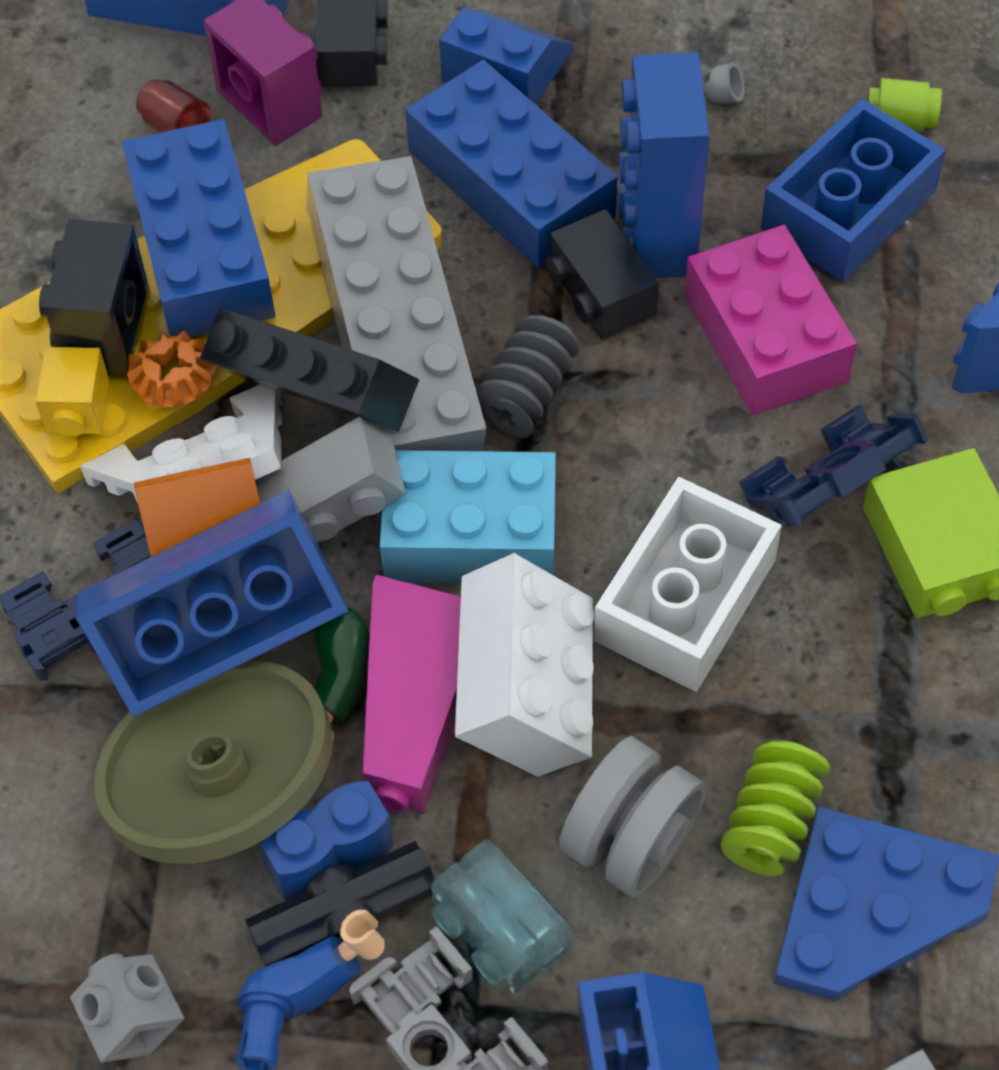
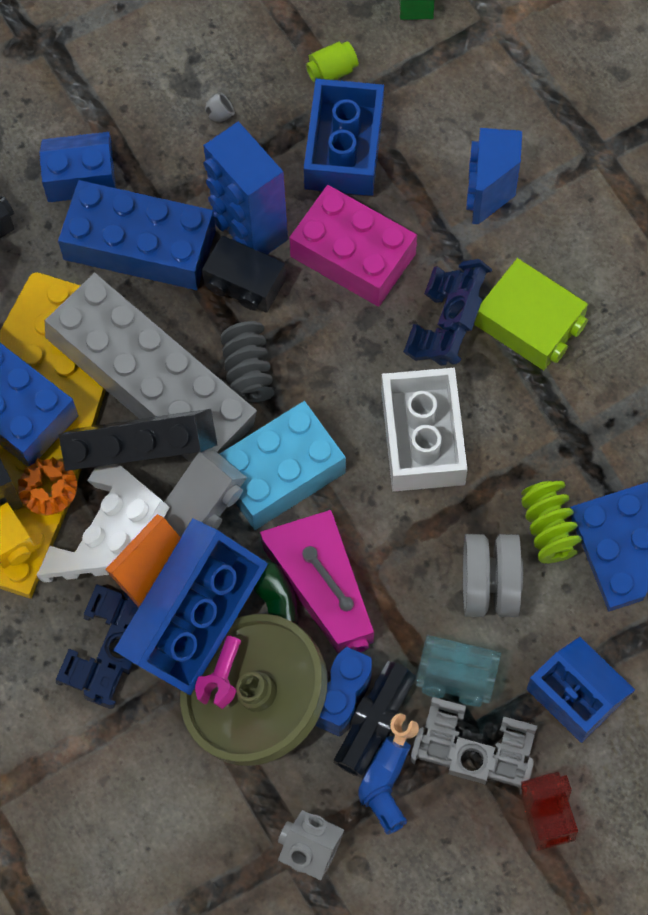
camera: 35 degrees left, 10 degrees up
(168, 725) = (219, 678): none -> dark pink bar
(414, 641) = (310, 555): none -> dark grey hinge
(525, 666) = (378, 530): white brick -> none

